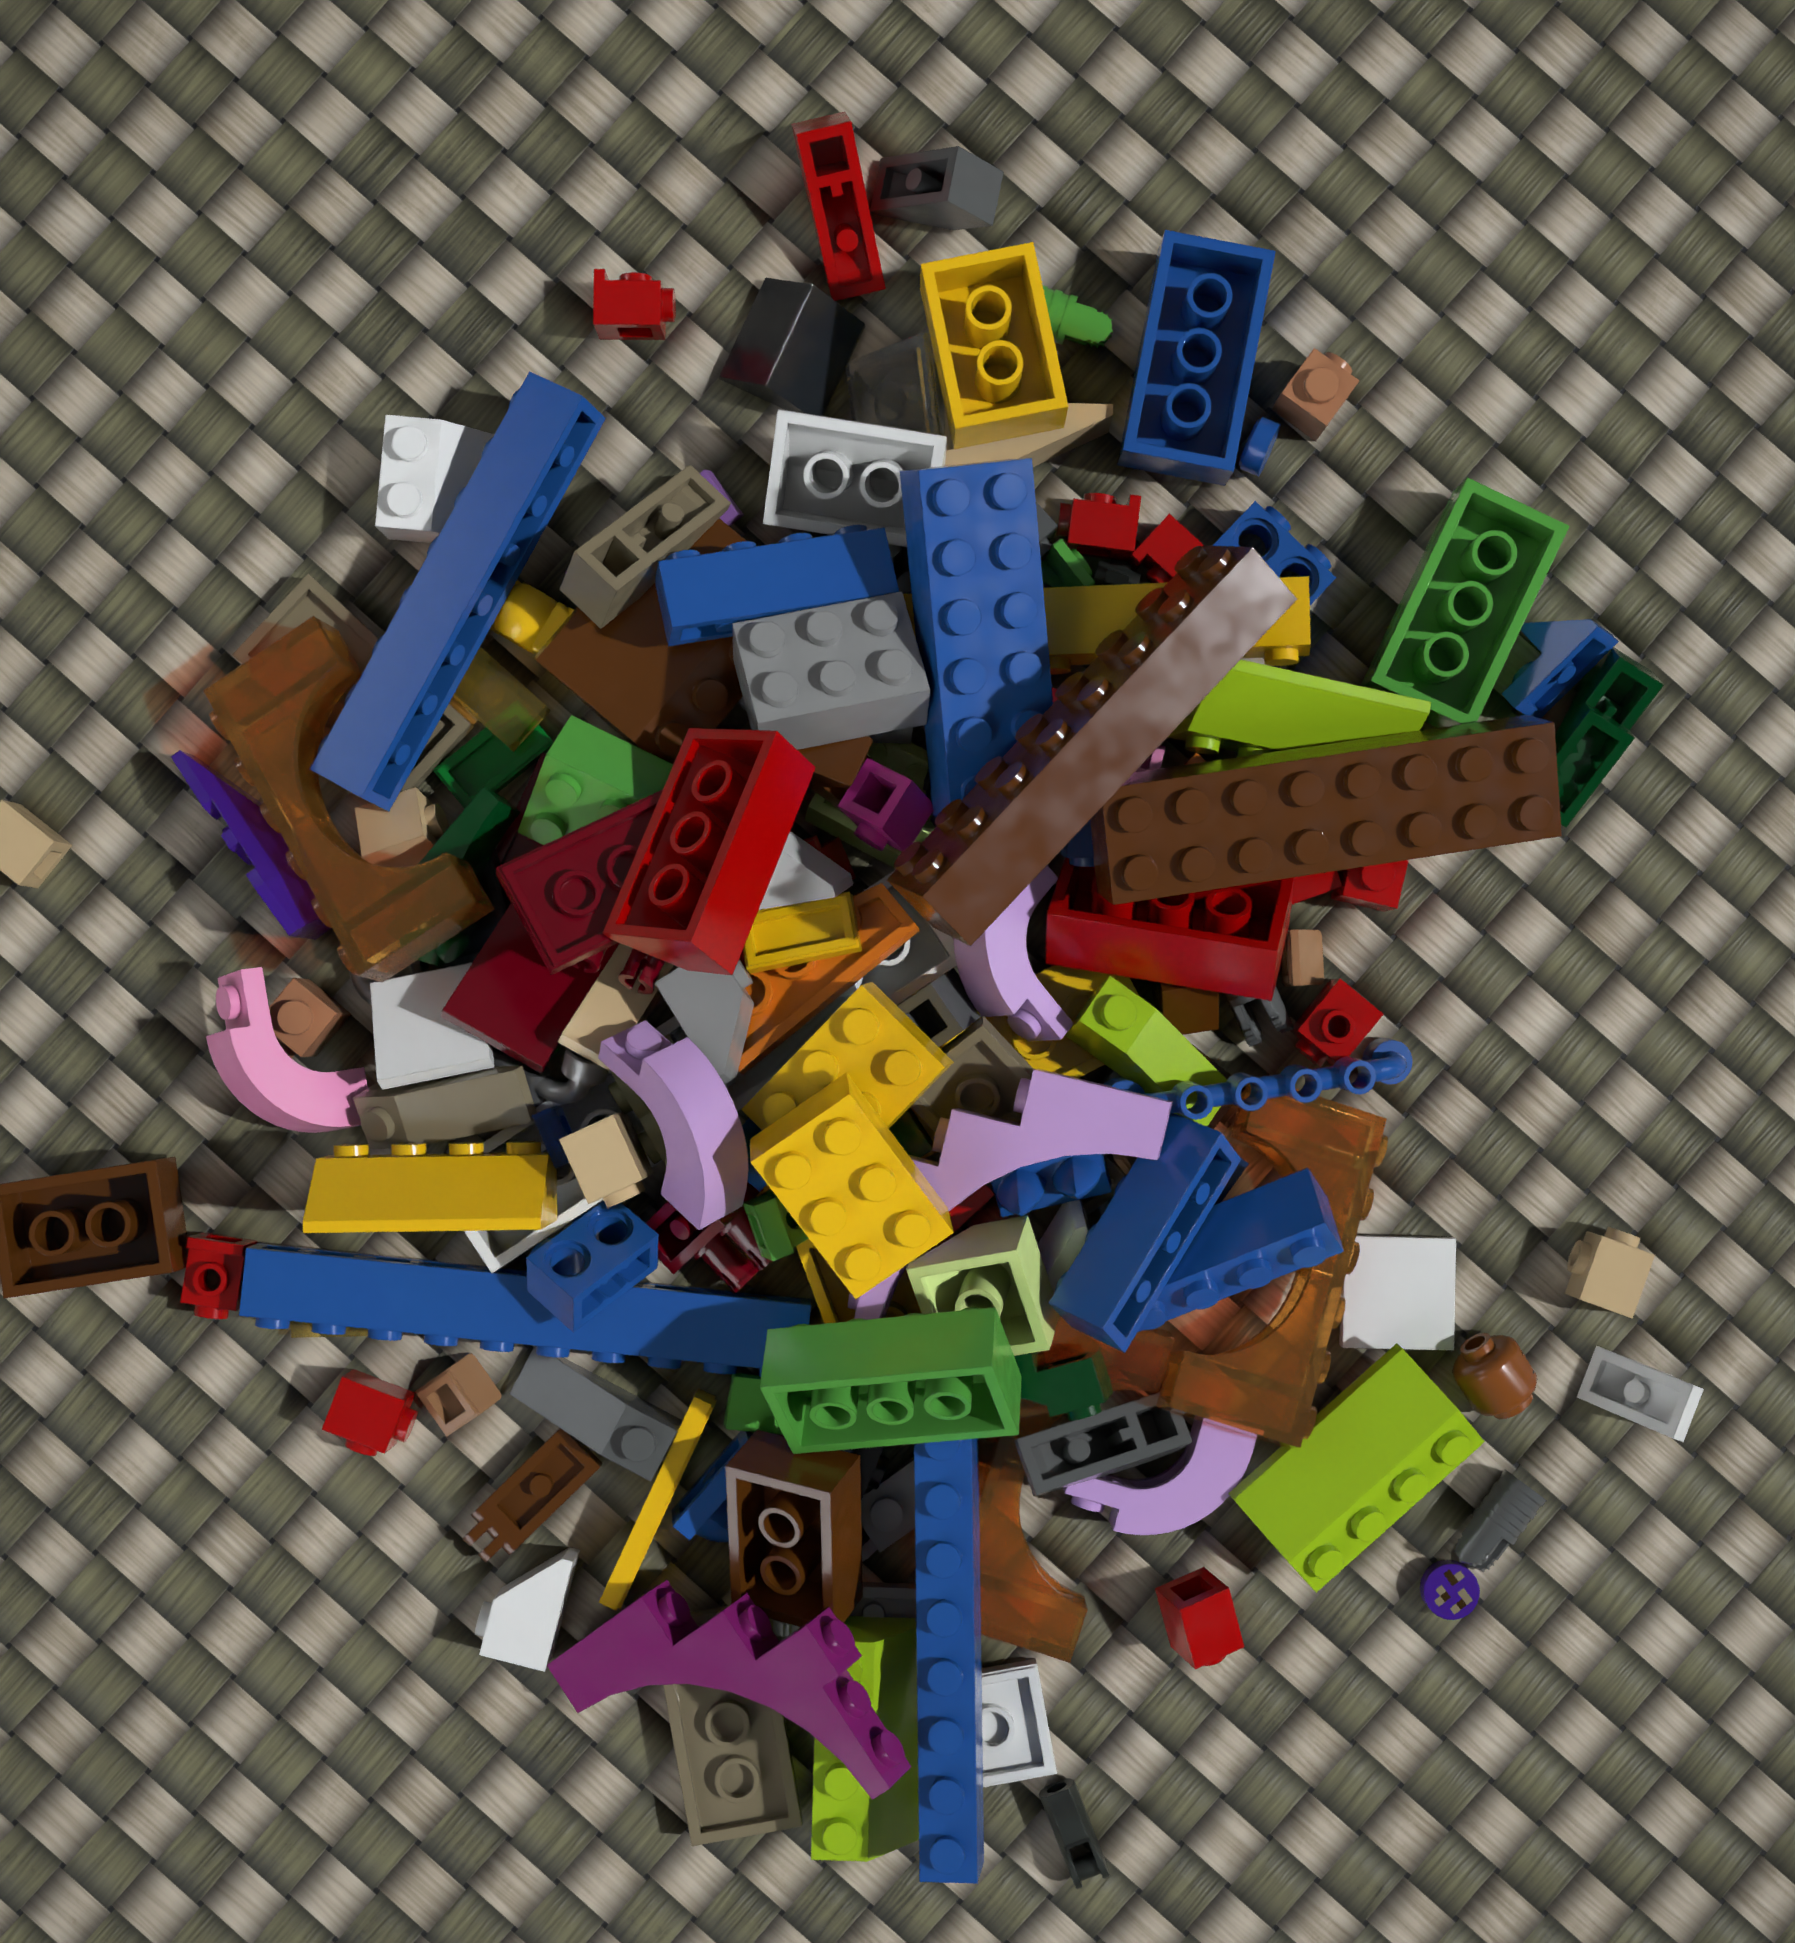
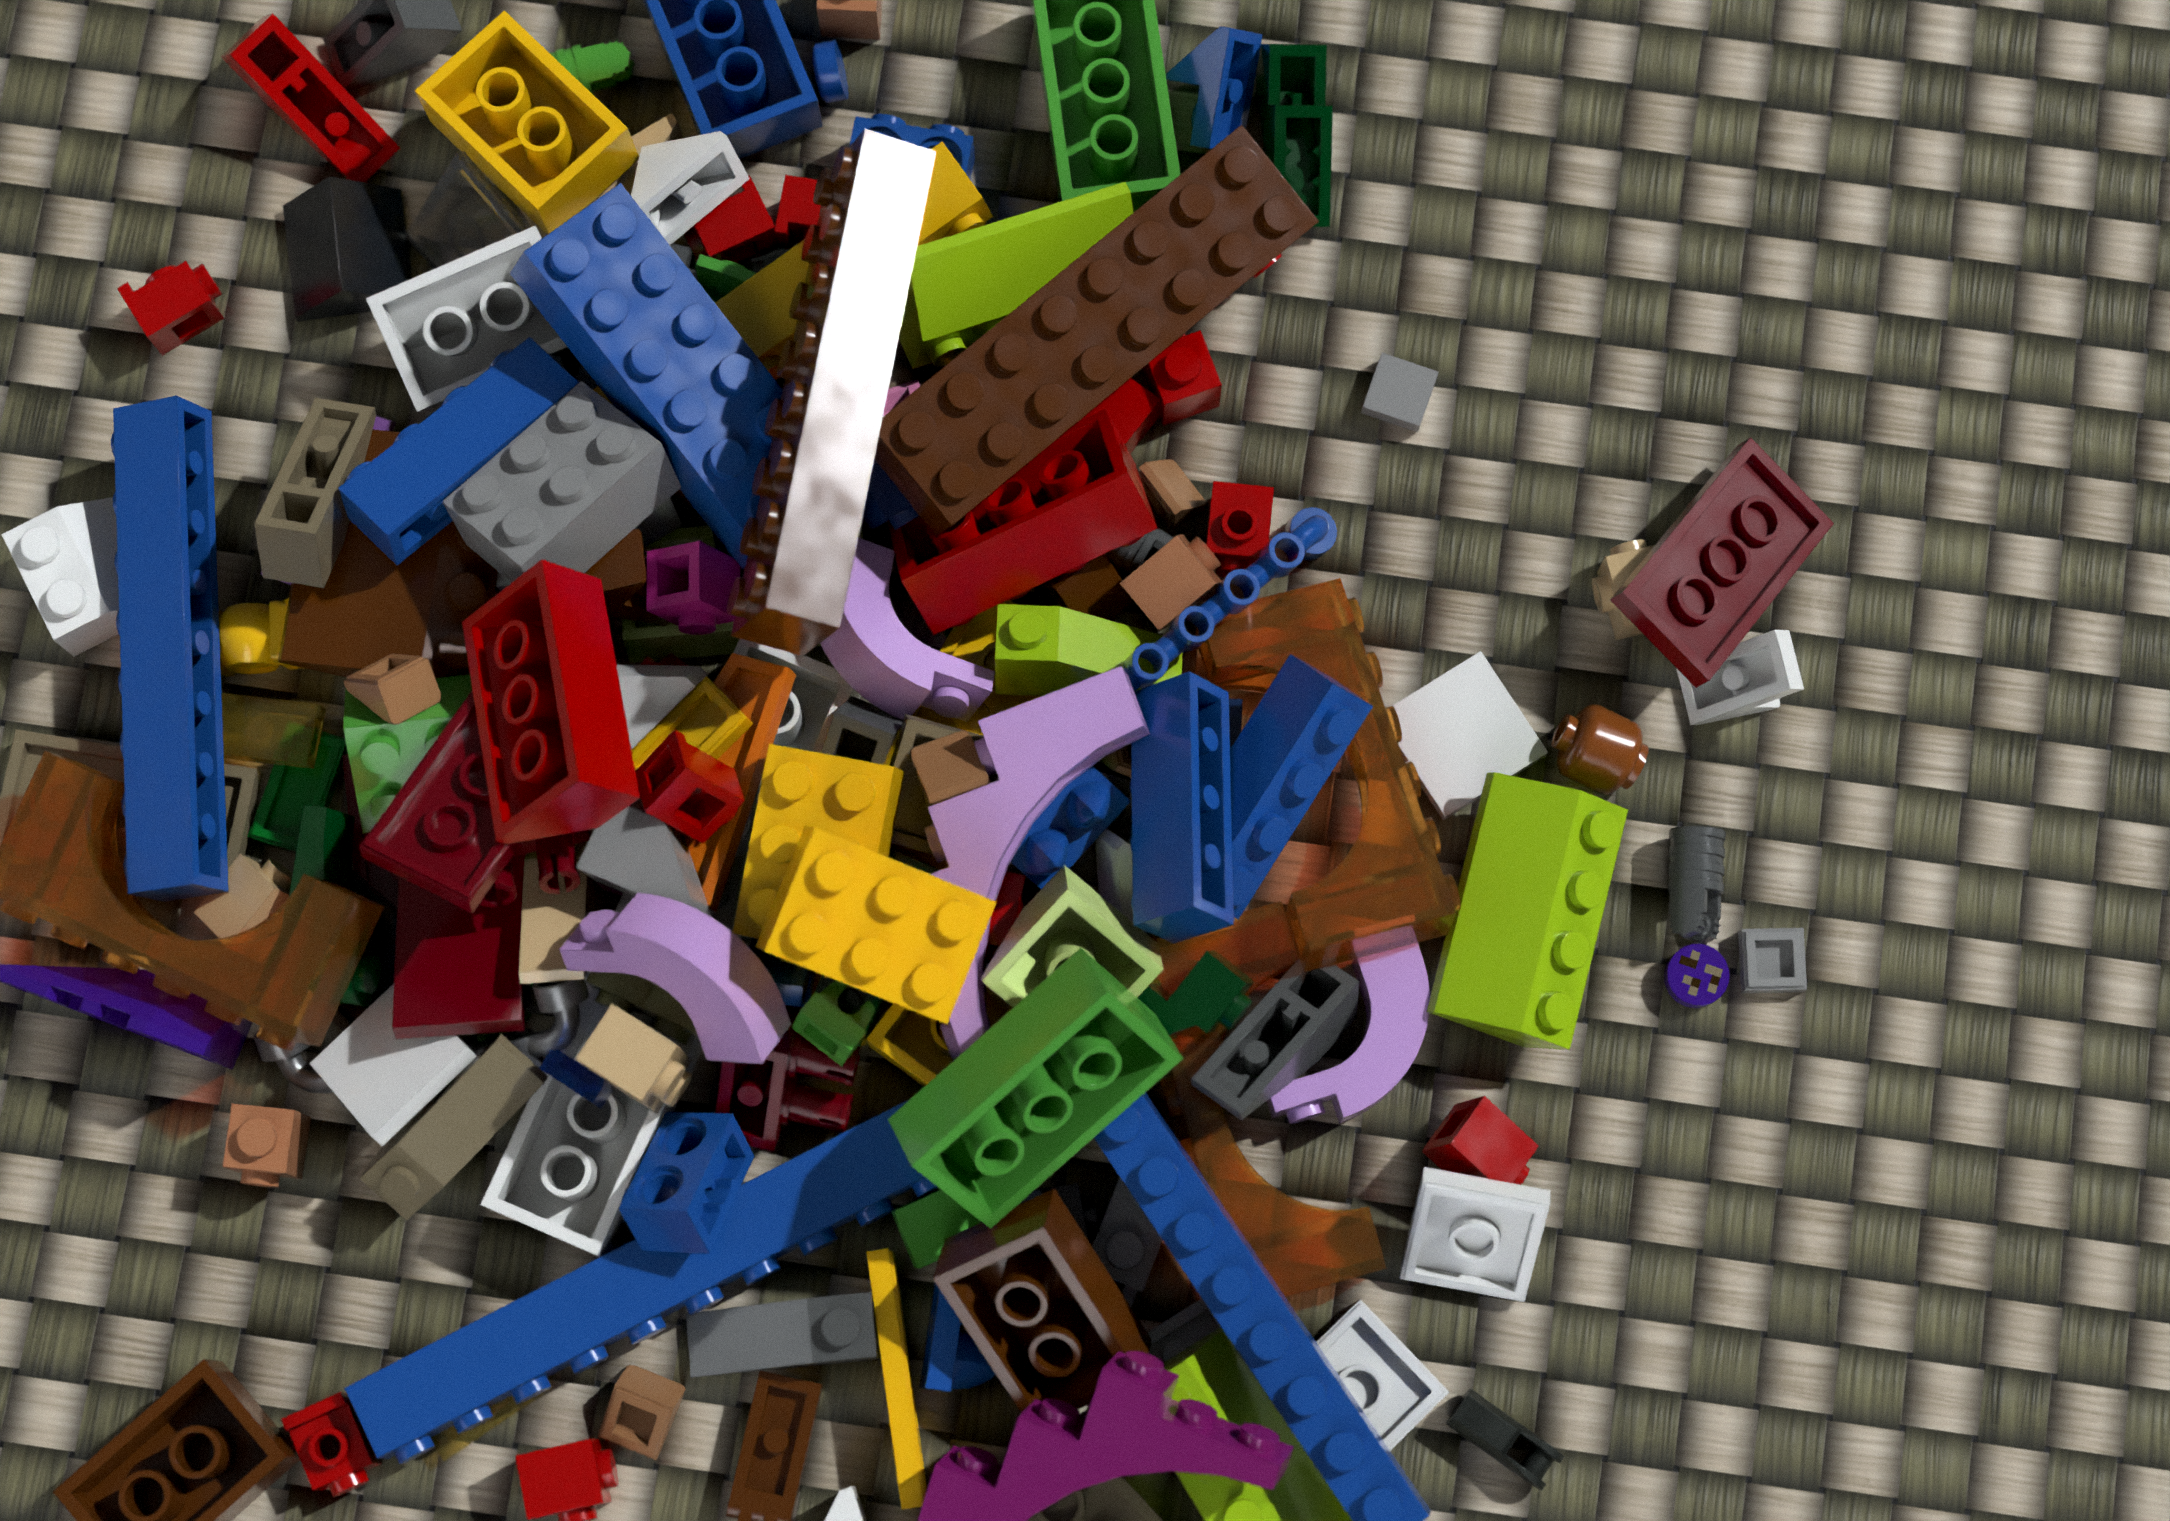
camera: 35 degrees left, 10 degrees down
(263, 1073) = (263, 1209): bright pink arch -> none
(432, 1190) = (490, 1202): yellow slope -> none
(606, 744) = (395, 687): none -> medium nougat slope
(778, 977) = (688, 788): none -> red brick
(988, 1085) = (948, 767): none -> medium nougat slope
(1085, 471) = (685, 180): none -> white slope
(1152, 1678) = (1474, 1234): none -> white tile
(1257, 1039) = (1173, 579): none -> nougat brick
(1514, 1615) = (1772, 960): none -> light grey tile
(1531, 994) = (1399, 392): none -> light grey tile
(1689, 1300) = (1722, 562): none -> dark red plate

